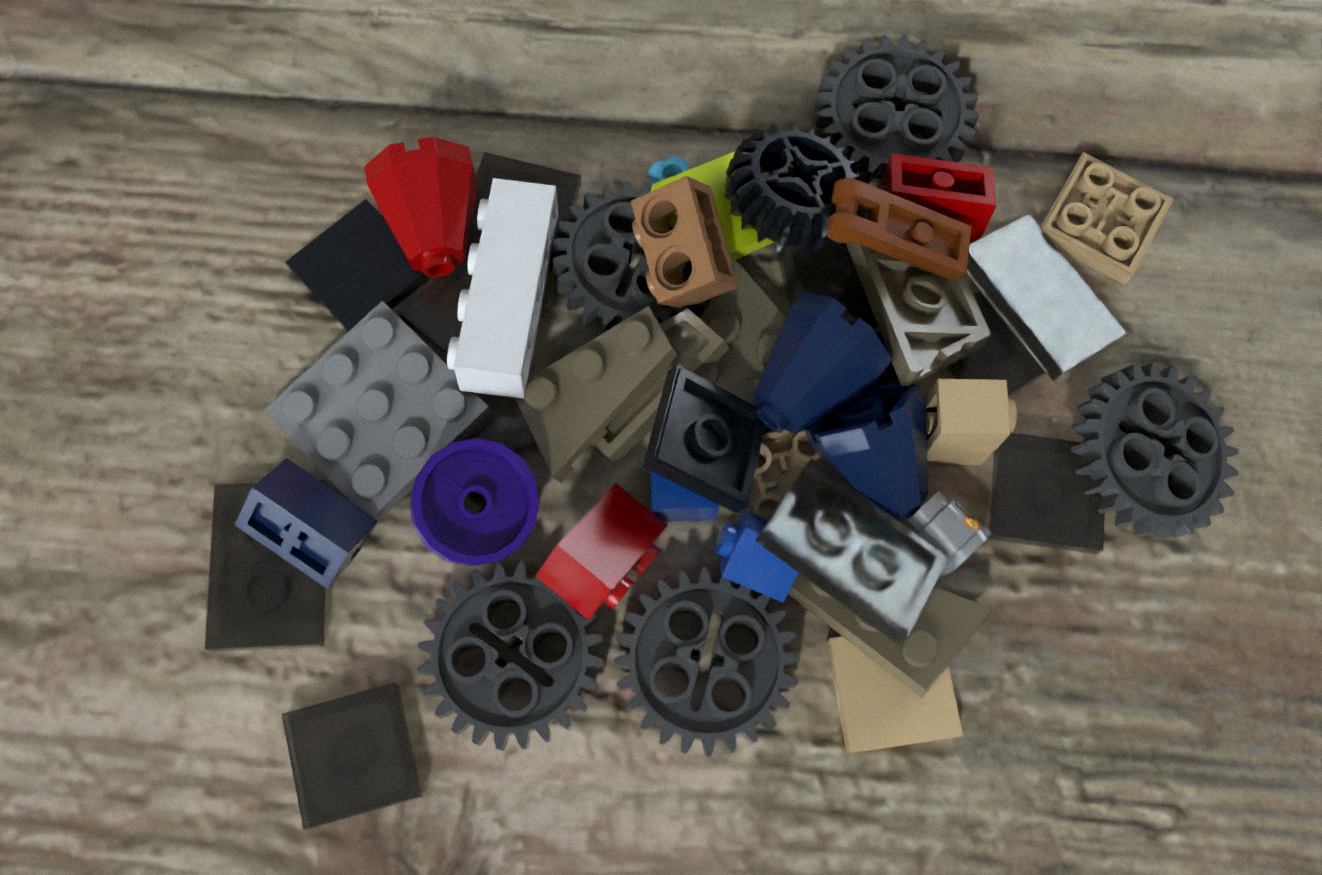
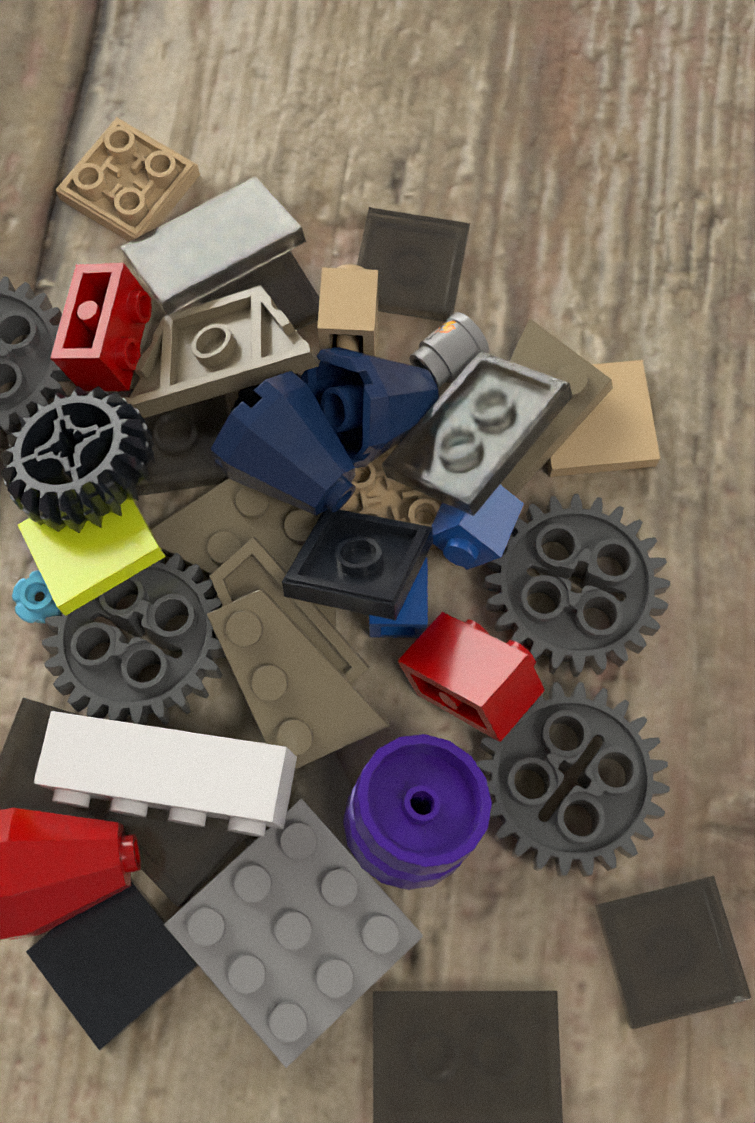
camera: 85 degrees left, 0 degrees up
(305, 522) = (429, 1003): dark blue hinge -> none
(694, 238) = (140, 554): medium nougat brick -> none
(899, 229) = (143, 355): dark orange plate -> none
(1154, 451) = (378, 166): dark grey gear -> none

